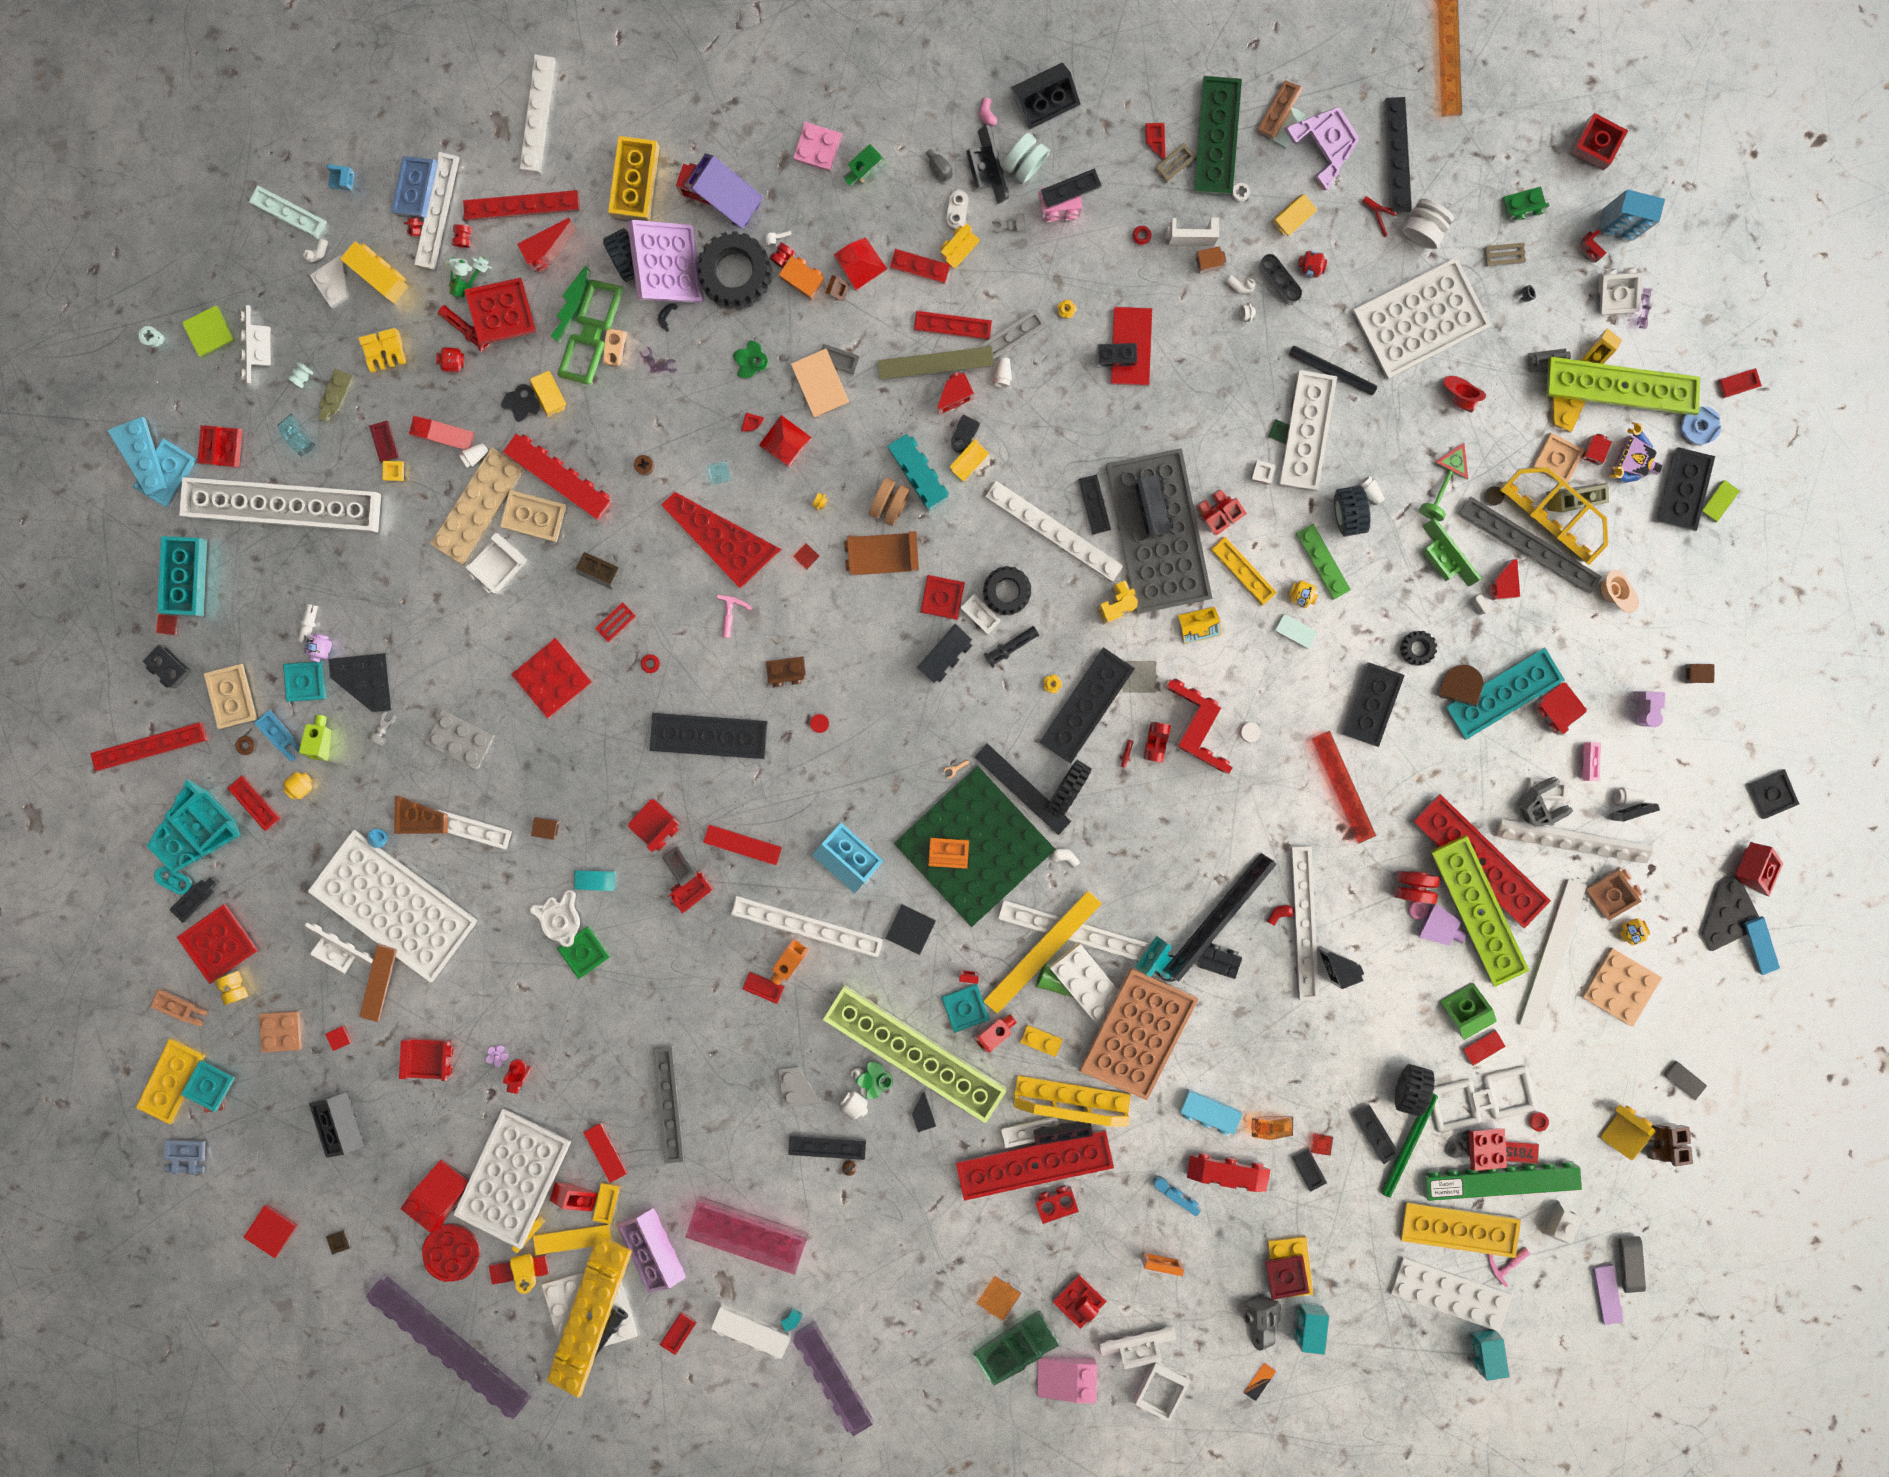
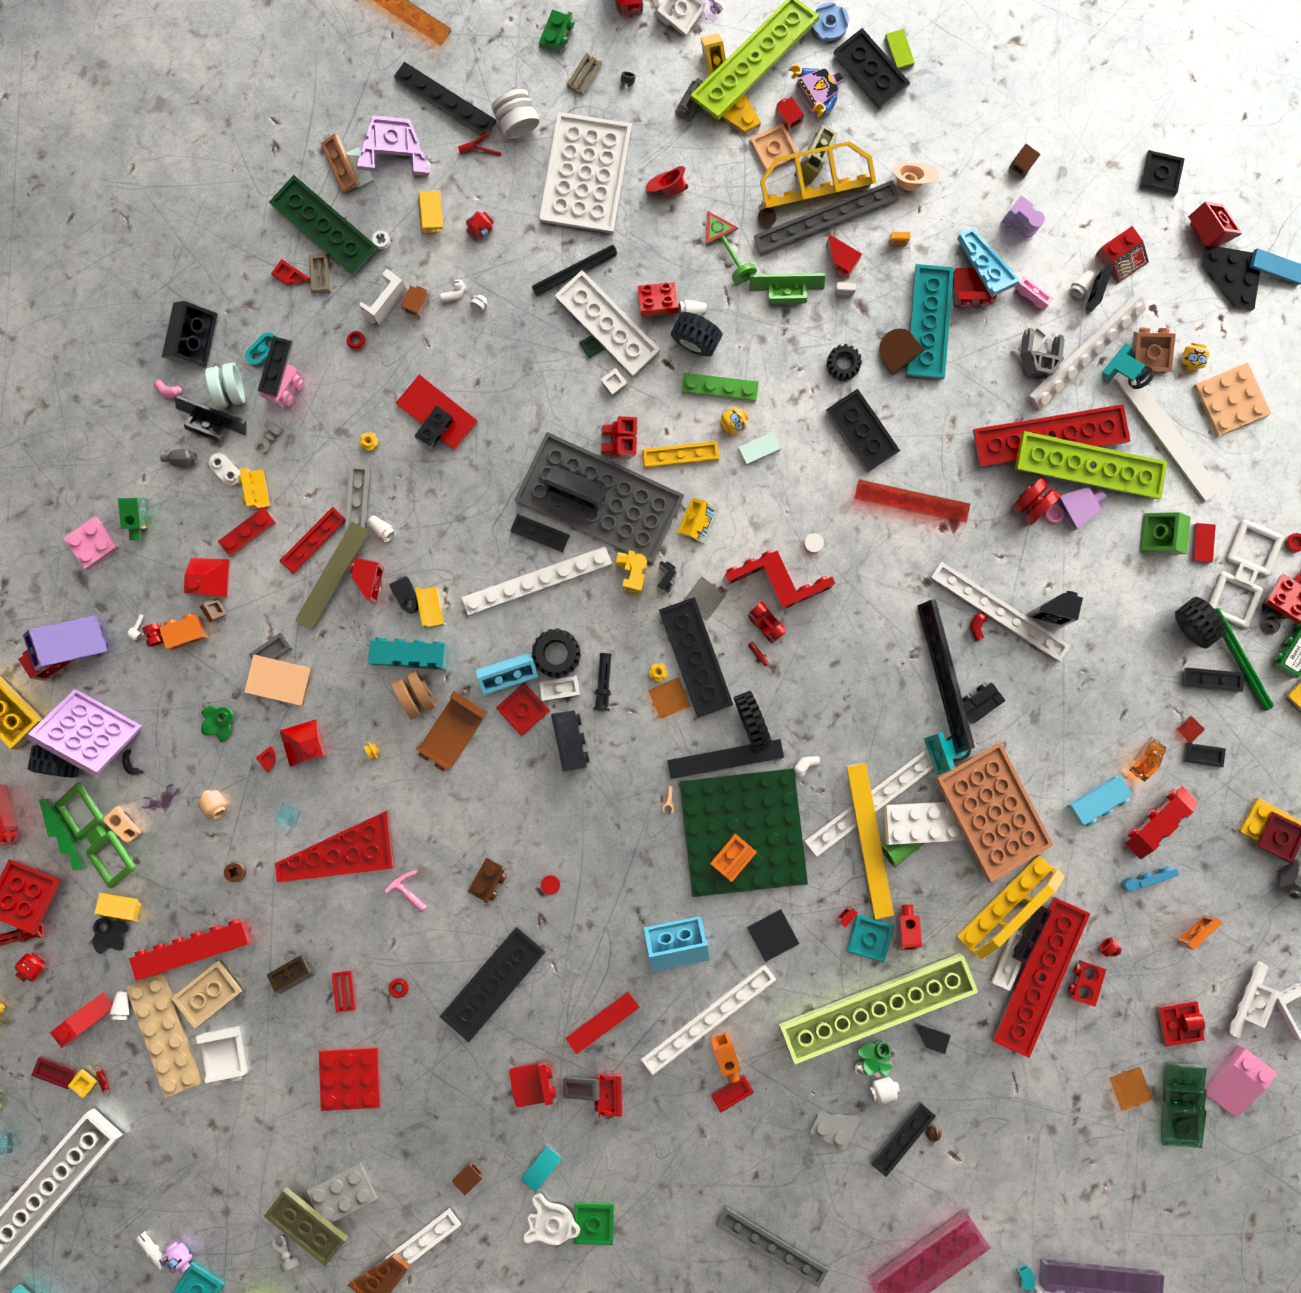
camera: 55 degrees left, 5 degrees down
(365, 679) = (233, 1237): black plate -> none
(406, 484) = (102, 1080): none -> red piece
(415, 729) = (305, 1226): none -> olive plate
(683, 406) = (212, 804): none -> light nougat head
(725, 246) = (111, 675): black tyre -> none
(806, 556) = (407, 794): clear red tile -> none
(961, 563) = (506, 673): none -> medium azure brick
(1038, 708) = (669, 698): none -> clear orange piece
(1041, 1040) = (942, 895): yellow plate -> none
(1078, 162) = (259, 347): none -> teal plate
(1098, 1202) = (1109, 947): none -> red tile
(1130, 638) = (667, 581): none -> black bracket
(1281, 289) = (480, 263): black beam -> none
(1358, 457) = (657, 299): none -> plate
(1556, 618) = (899, 238): none -> light orange tile
(1584, 883) = (1128, 367): none -> teal piece
(1587, 707) = (990, 267): none -> medium azure wing
(1679, 812) = (1124, 253): none -> slope

